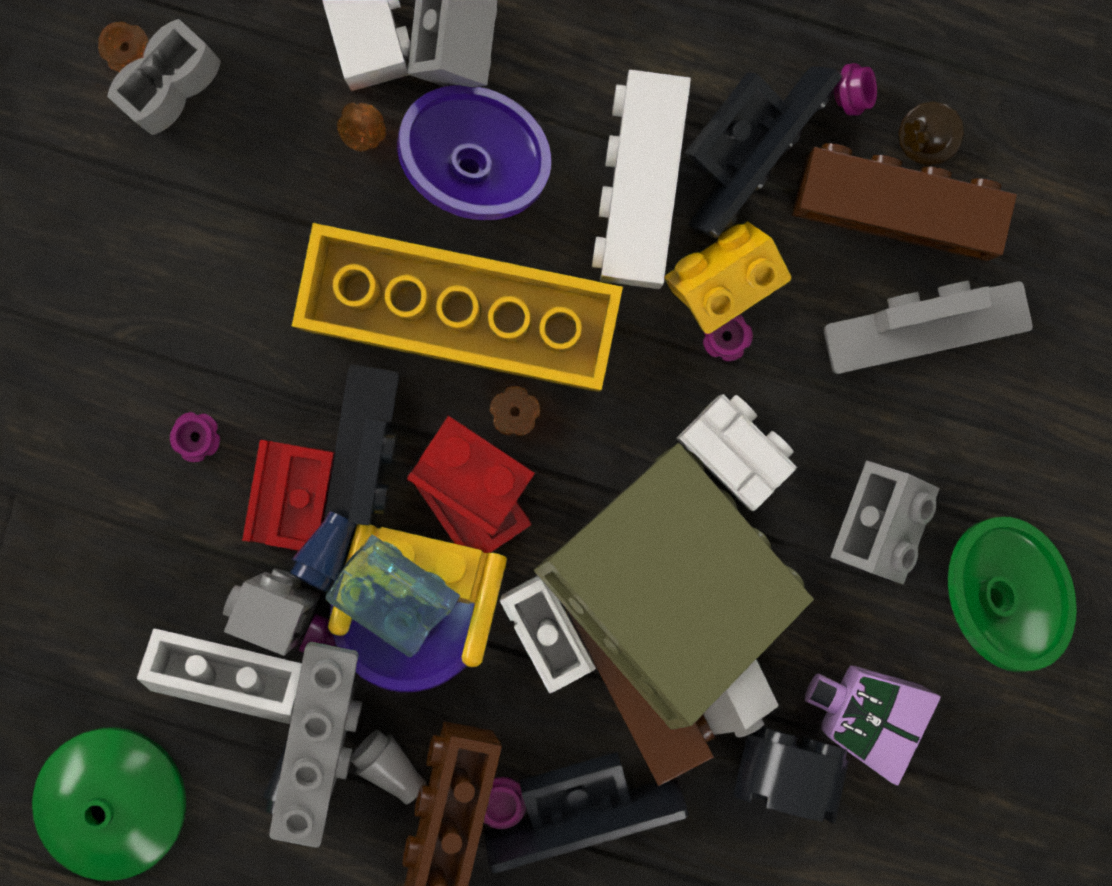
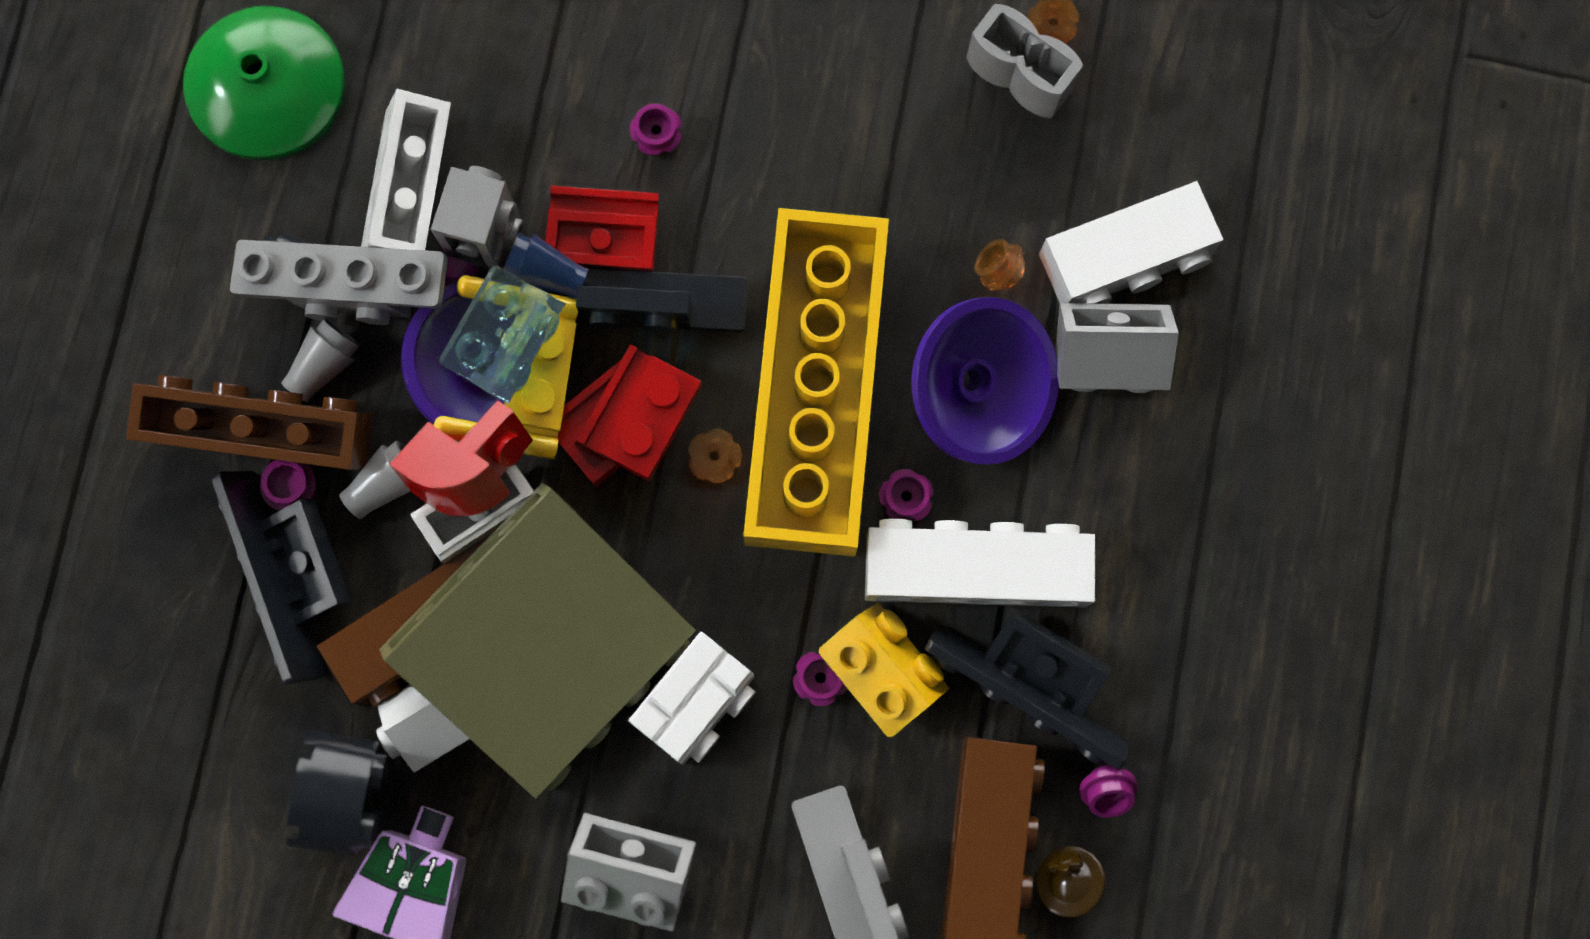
camera: 85 degrees right, 10 degrees down
(506, 715) = (375, 483): none -> light grey cone
(522, 638) = (465, 474): none -> brick
(569, 226) = (903, 481): none -> magenta plate

